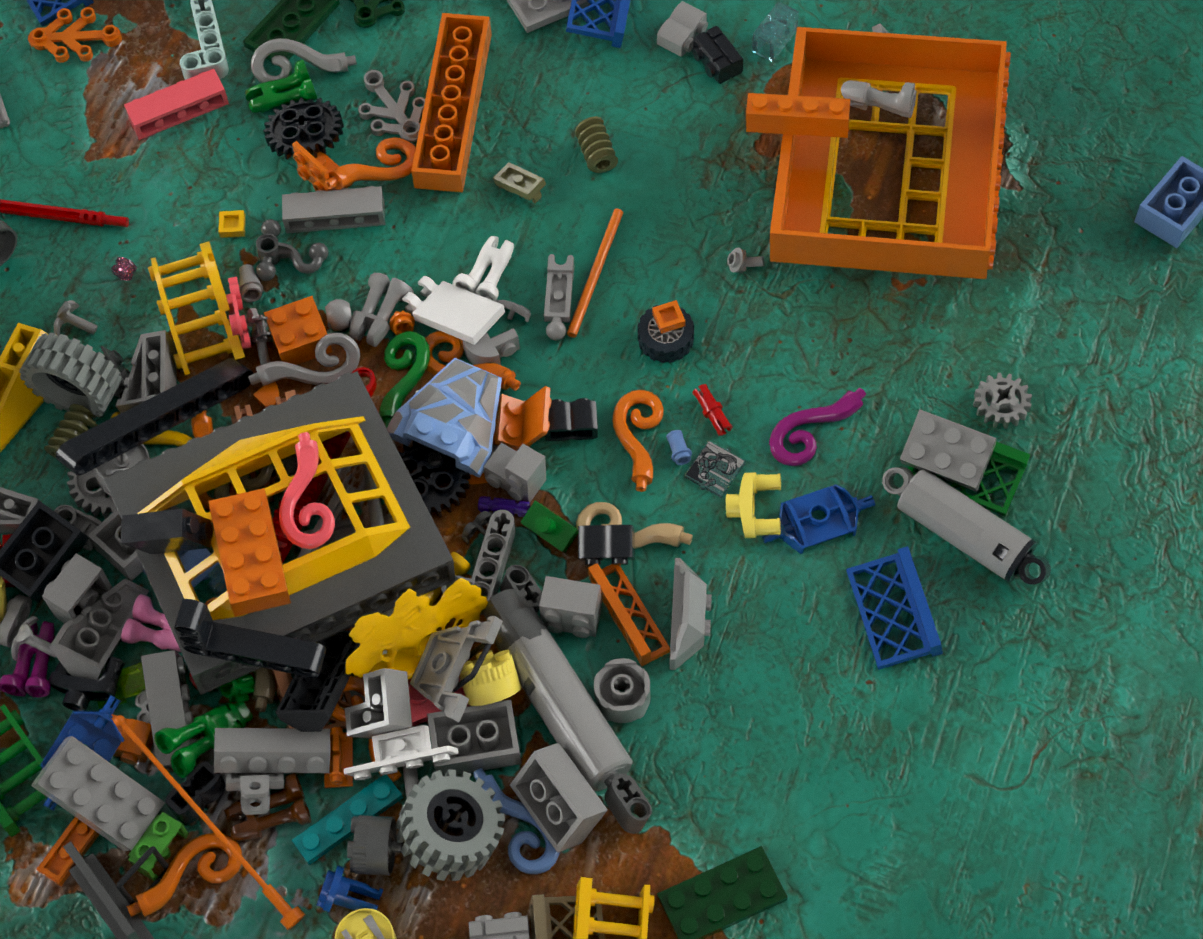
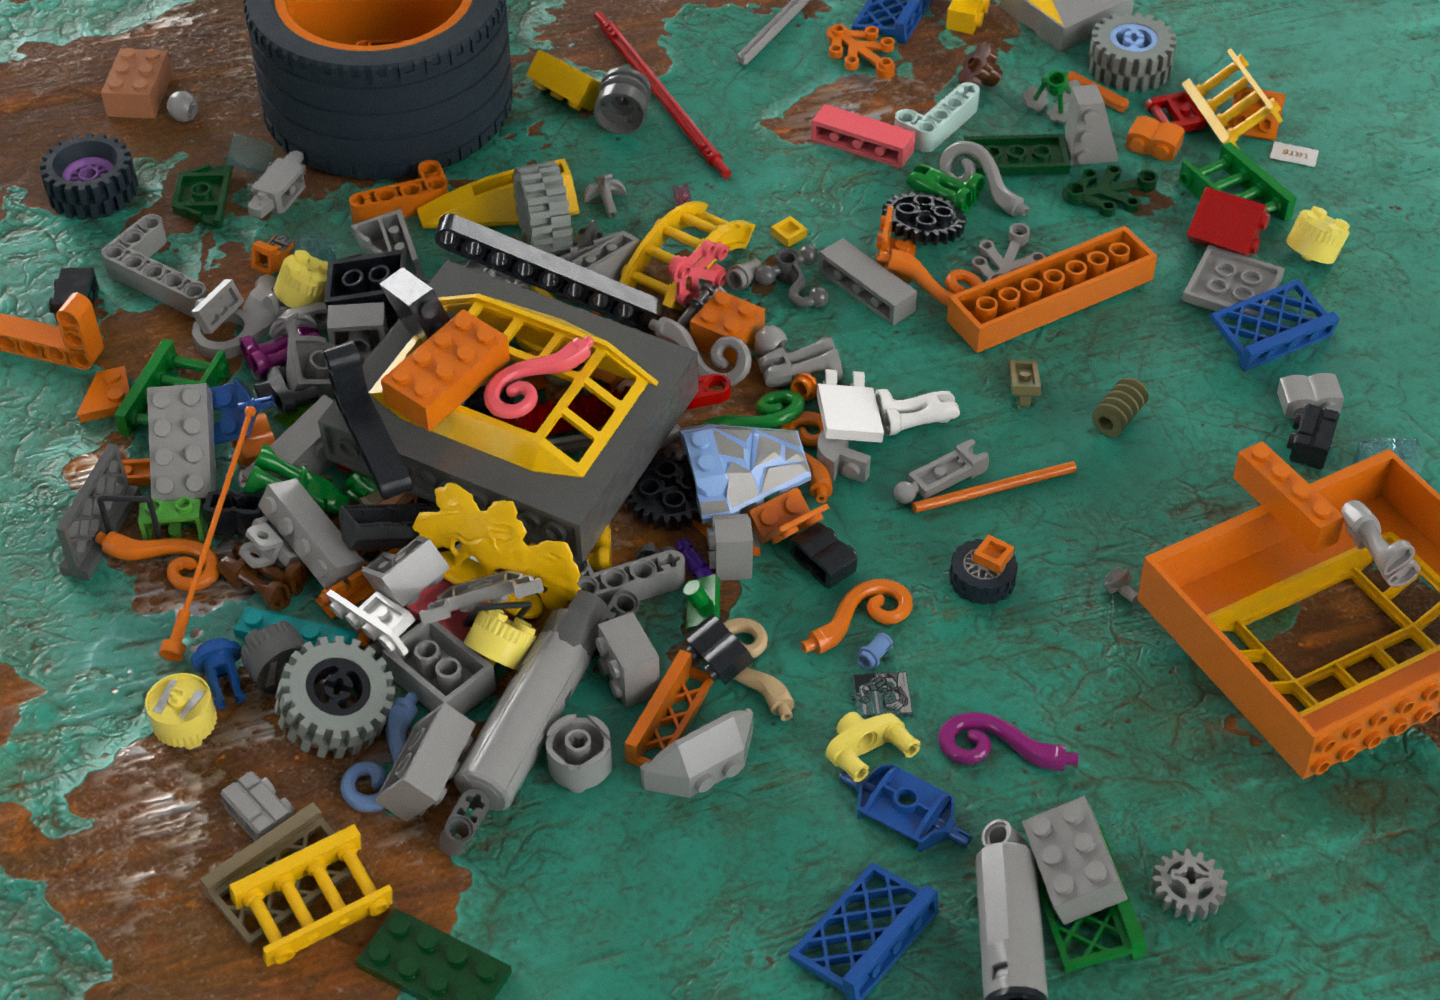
camera: 50 degrees right, 15 degrees down
(523, 311) = (898, 453): light grey piece -> none
(712, 410) = (939, 653): red pin -> none

